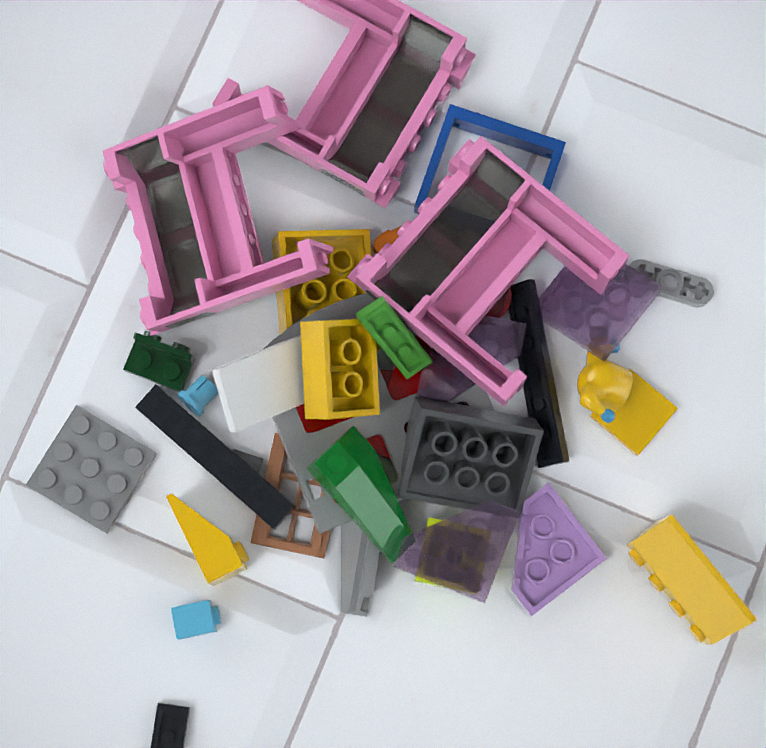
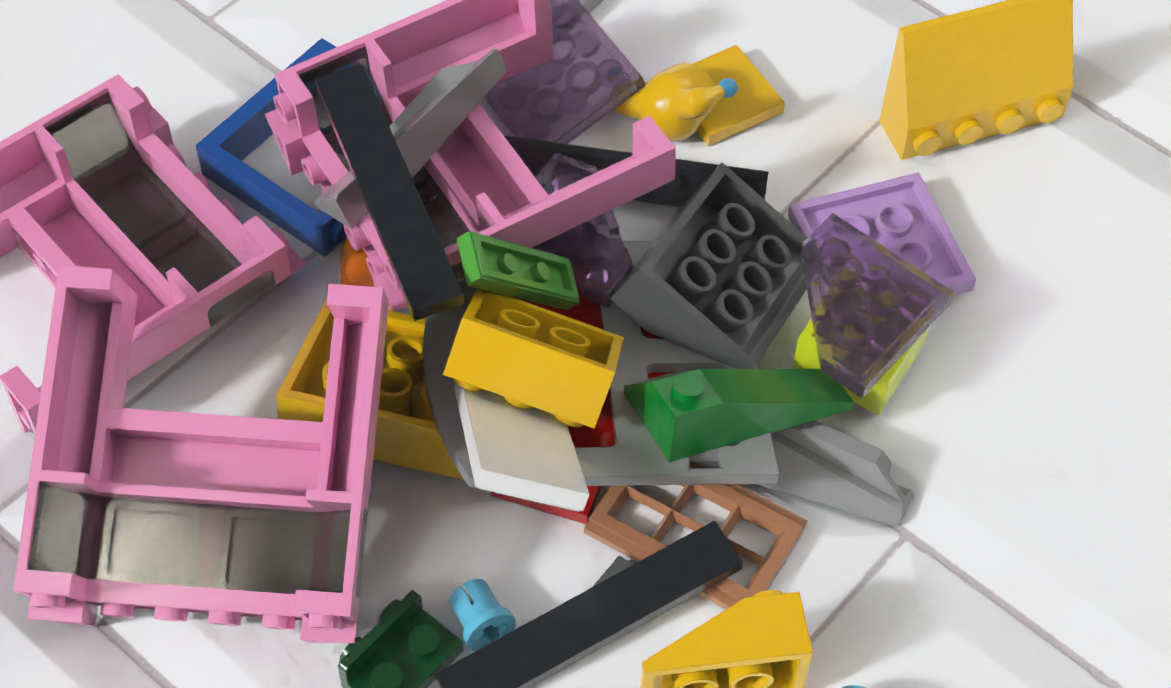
camera: 70 degrees left, 25 degrees down
(407, 240) = (389, 193): none -> black tile
(471, 234) = (422, 127): none -> light grey wedge

